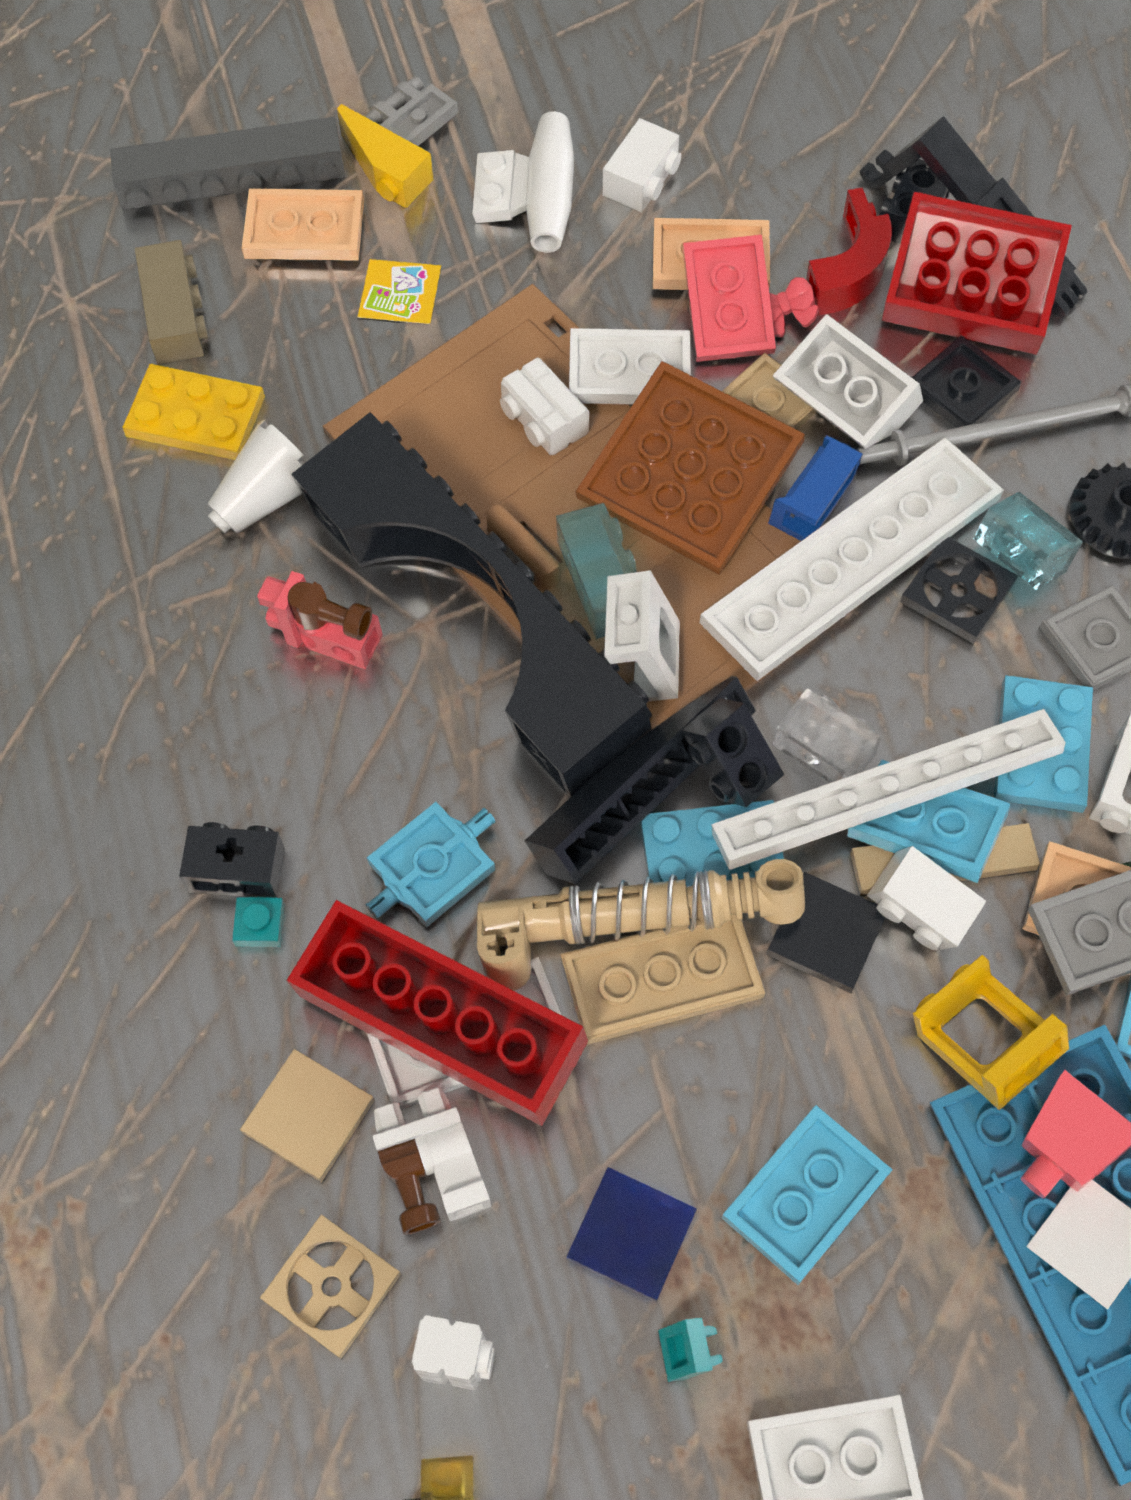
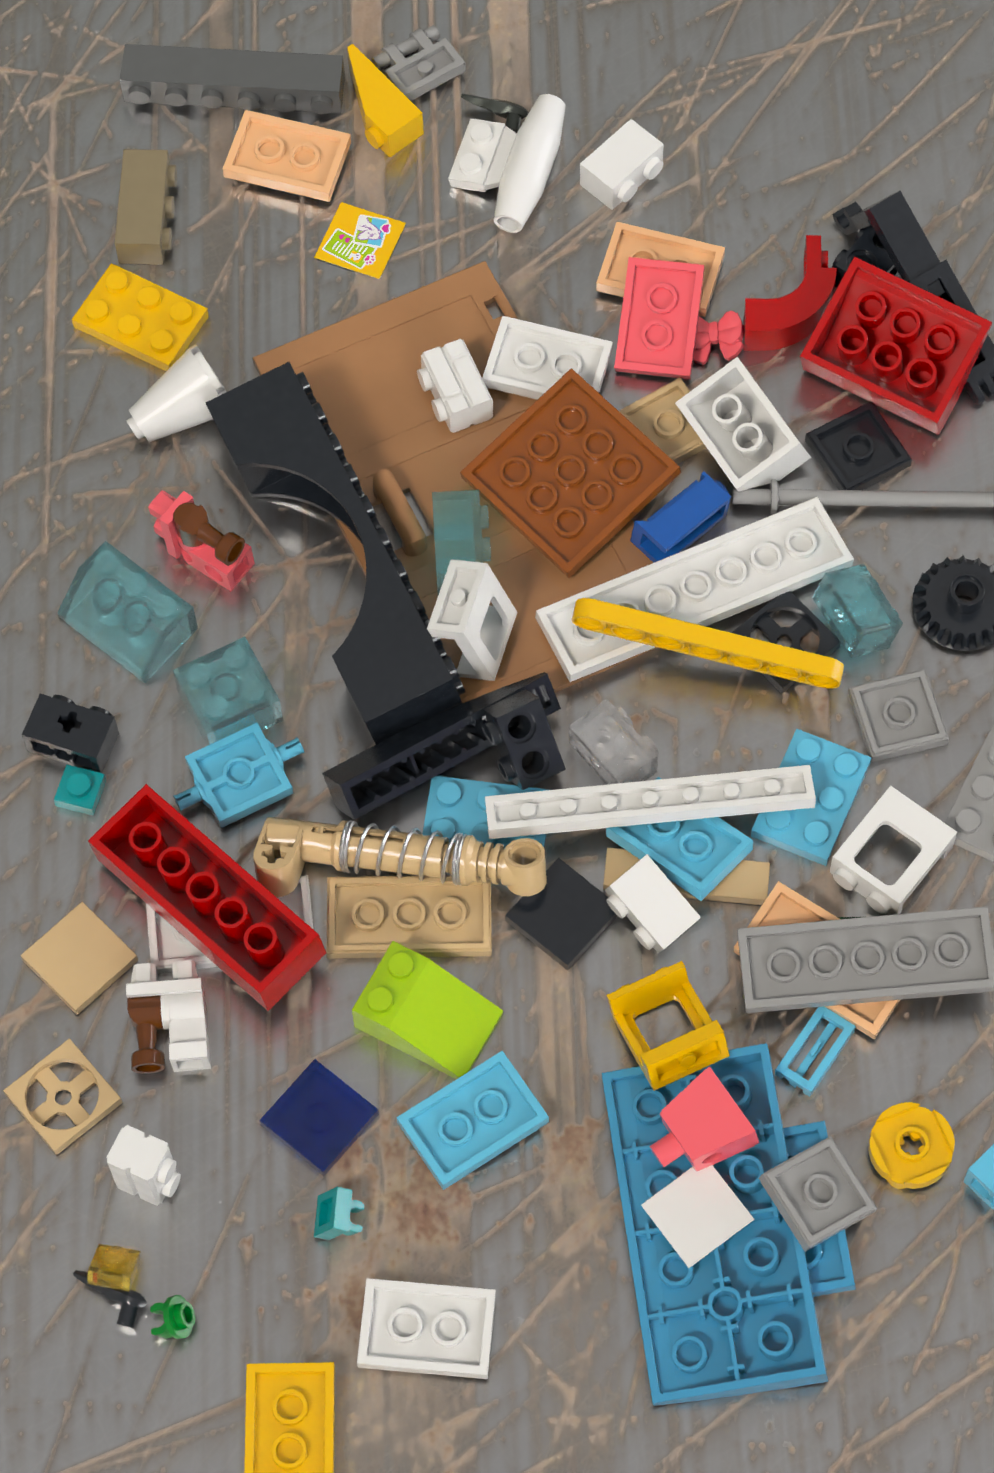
camera: 15 degrees right, 0 degrees up
(260, 715) = (127, 612): none -> clear light blue slope
(394, 776) = (227, 692): none -> clear light blue brick
(508, 139) = (510, 111): none -> pearl dark grey bar
(717, 1082) = (425, 1012): none -> lime slope
(891, 606) = (707, 643): none -> yellow beam

